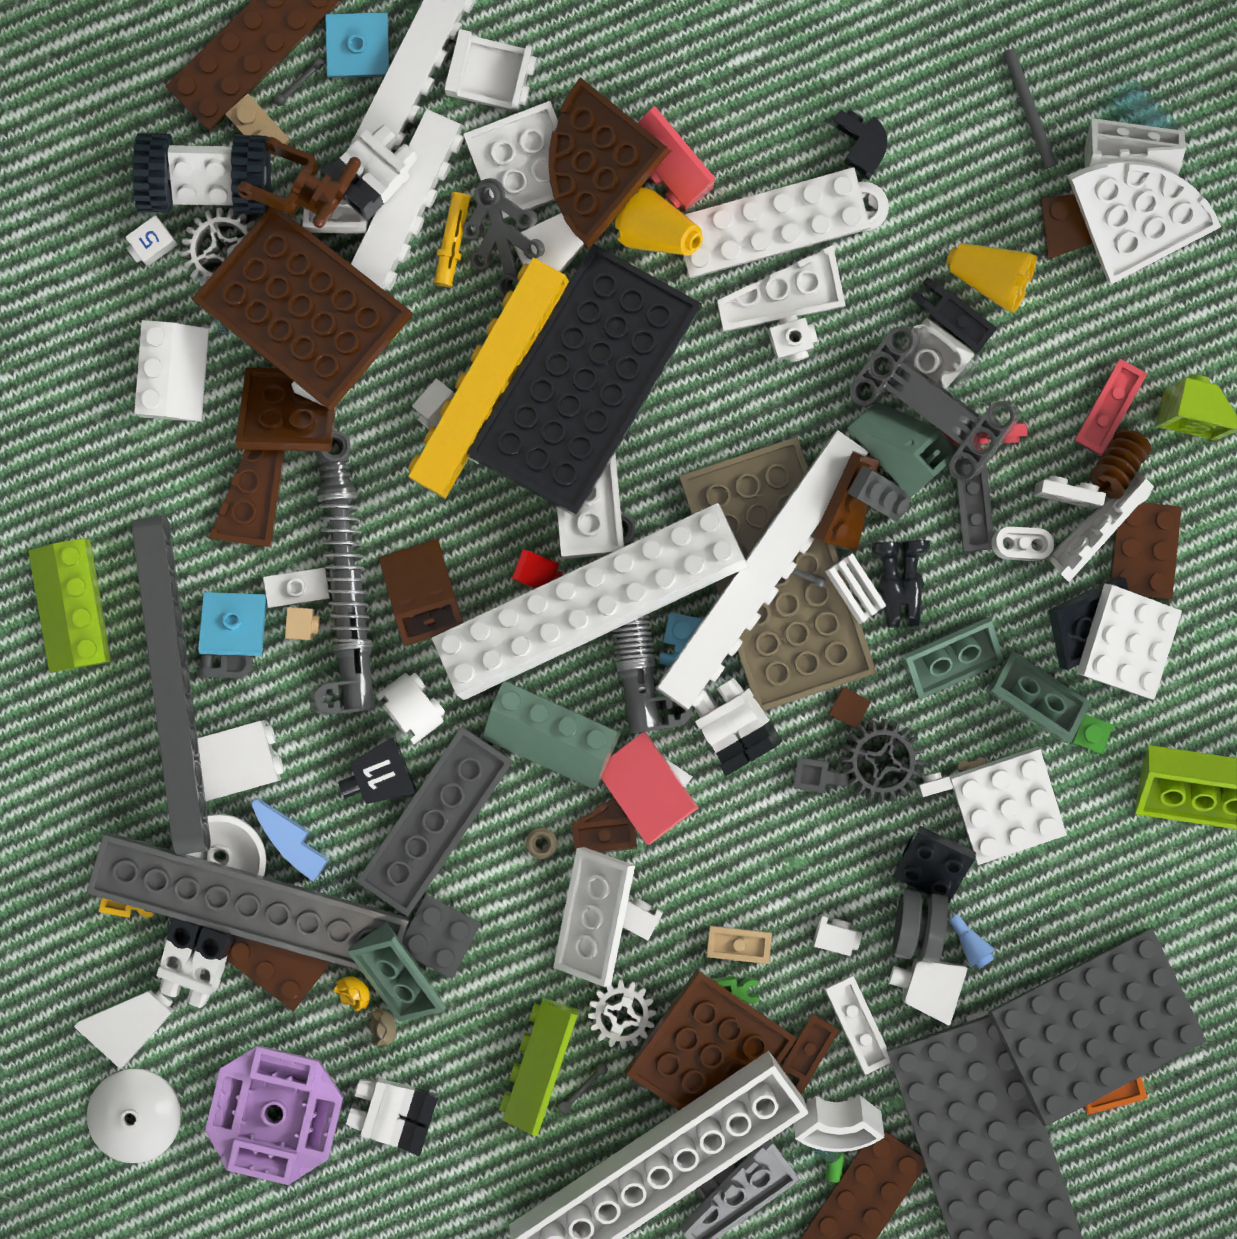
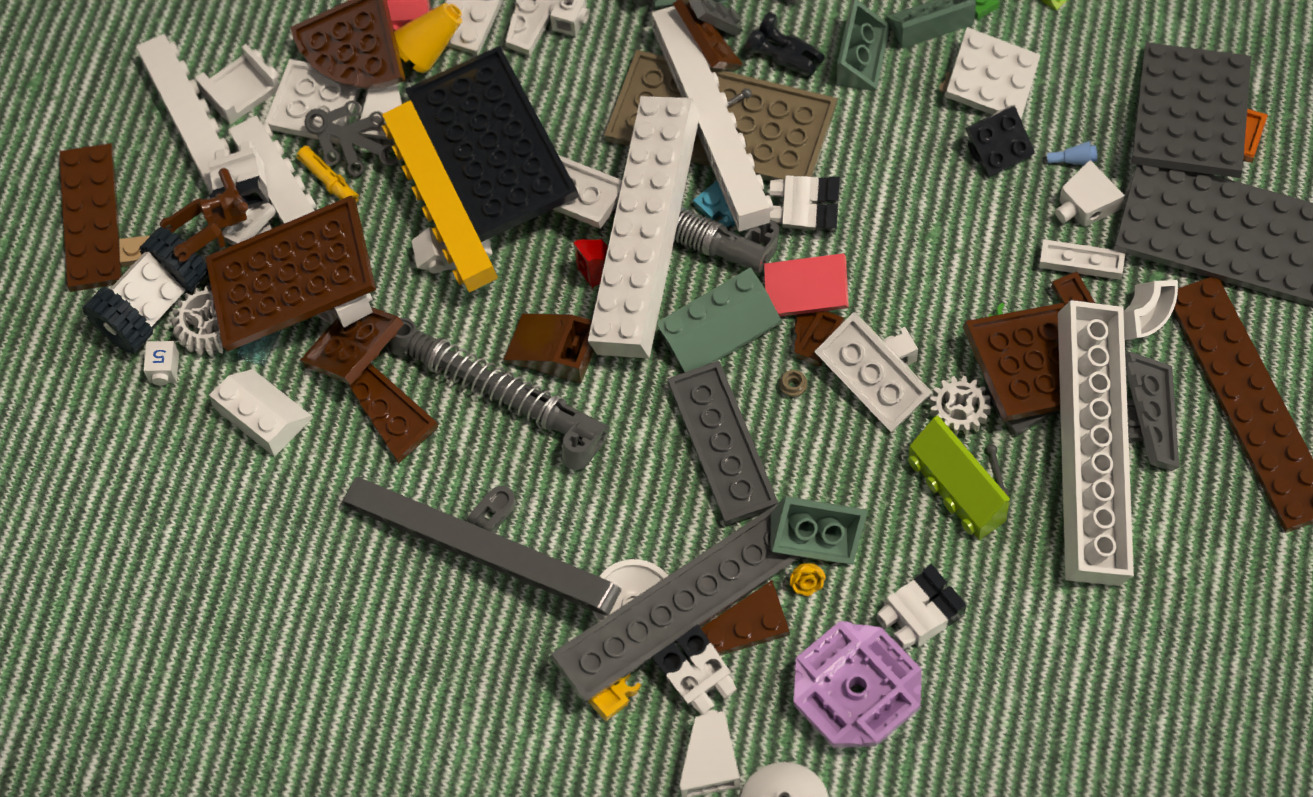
camera: 45 degrees left, 25 degrees down
(69, 605) = (365, 588): lime slope -> none
(232, 624) = (471, 483): medium azure plate -> none
(239, 760) = (574, 536): white panel -> none
(280, 99) = (141, 224): dark grey hinge -> none
(289, 840) = (659, 547): light blue slope -> none
(296, 587) = (480, 428): white plate -> none
(301, 623) = (508, 438): tan plate -> none
(357, 45) = (150, 154): medium azure plate -> none
(379, 774) = (660, 455): black torso -> none
(382, 1027) = (848, 575): dark tan plate -> none
(411, 707) = (627, 398): white brick -> none
(440, 936) = (810, 483): dark grey plate -> none
(739, 944) = (965, 300): tan plate -> none
(814, 775) = (880, 179): dark grey plate -> none
(834, 1164) = (1170, 335): arm -> none
(836, 936) = (1005, 234): white brick -> none
(849, 707) = (849, 133): reddish brown tile -> none
(865, 583) = (768, 74): white tile -> none
(906, 770) = (903, 123): dark grey gear -> none
(923, 927) = (1037, 170): dark grey wheel -> none
(934, 784) = (943, 110): white plate -> none

